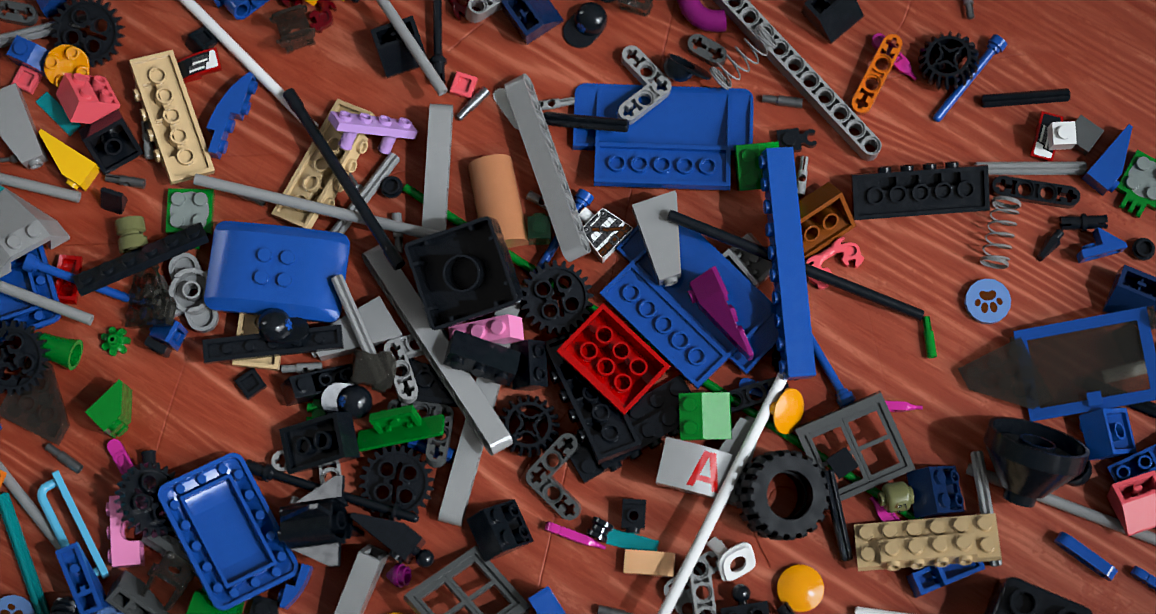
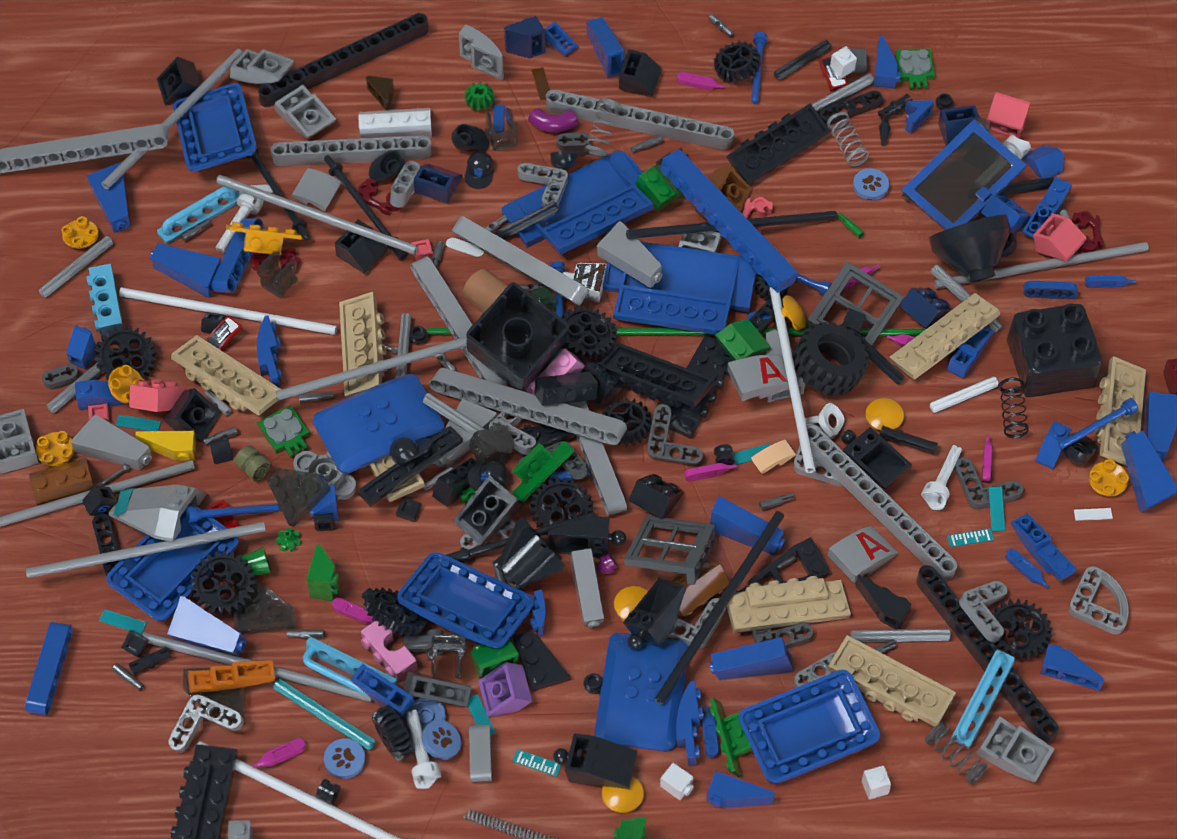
camera: 35 degrees left, 20 degrees down
(140, 259) = (274, 467): black plate -> none
(364, 123) = (368, 300): lavender plate -> none
(389, 250) = (453, 357): black piece -> none
(613, 359) = (655, 341): red slope -> none
(637, 506) = (739, 434): black brick -> none
(711, 298) = (698, 271): magenta wedge -> none
(874, 73) = (696, 95): orange beam -> none
(896, 497) = (904, 321): olive head -> none
(1008, 376) = (918, 216): clear smoke plate -> none

